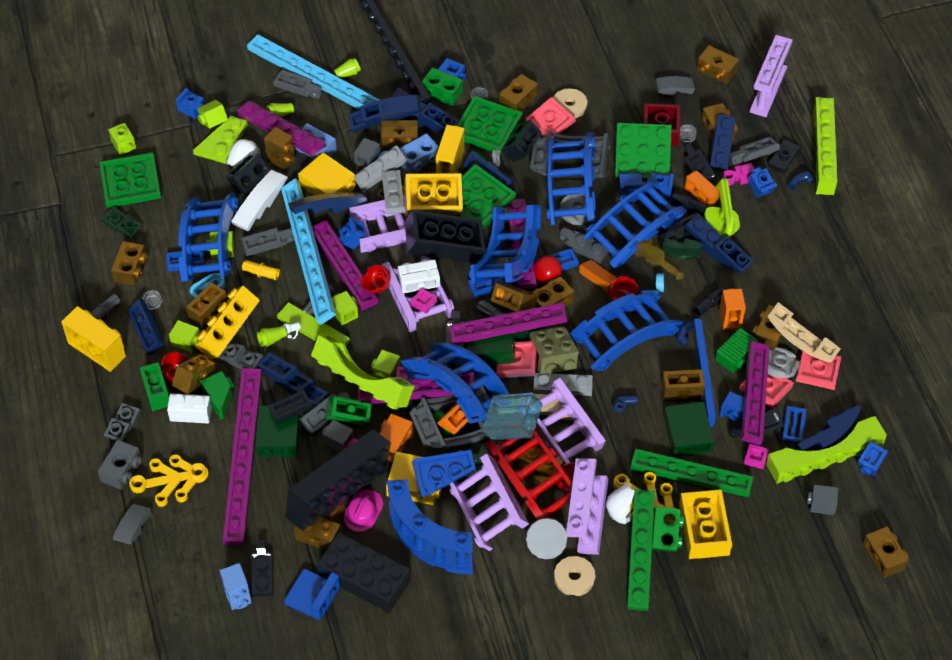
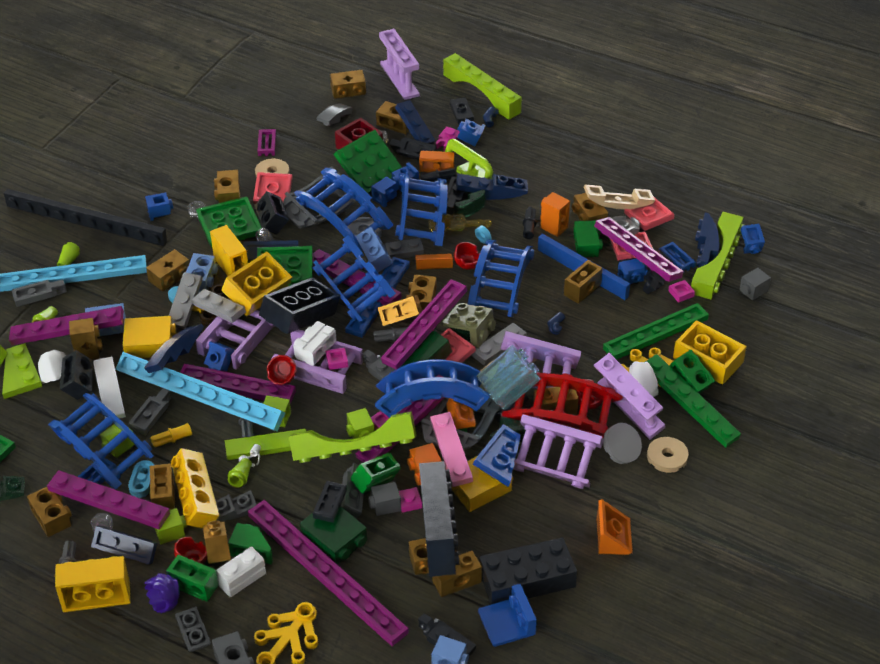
camera: 45 degrees left, 10 degrees down
(129, 381) = (162, 592): none -> dark purple hair
(163, 286) = (108, 499): none -> magenta plate
(290, 379) = (290, 490): dark blue slope -> none
(363, 510) = (470, 535): dark pink piece -> none
(366, 152) = (159, 299): dark grey brick -> none
(384, 110) = (141, 257): dark blue slope -> none
(414, 437) = (451, 449): none -> bright pink plate
(425, 538) = (540, 521): blue fence -> none
(429, 115) = (160, 246): dark blue slope -> none
(443, 86) = (163, 216): green brick -> none
(459, 595) = (613, 530): none -> orange slope
(547, 269) = (398, 277): red hair -> none
(555, 231) = (374, 249): none -> medium blue brick
(598, 75) = (265, 151): none -> magenta tile
(683, 330) = (538, 254): dark blue arm -> none
(688, 429) = (619, 306): dark green brick -> none
(754, 150) = (440, 117): dark grey hinge -> none
(886, 563) = (829, 285): pearl gold brick -> none

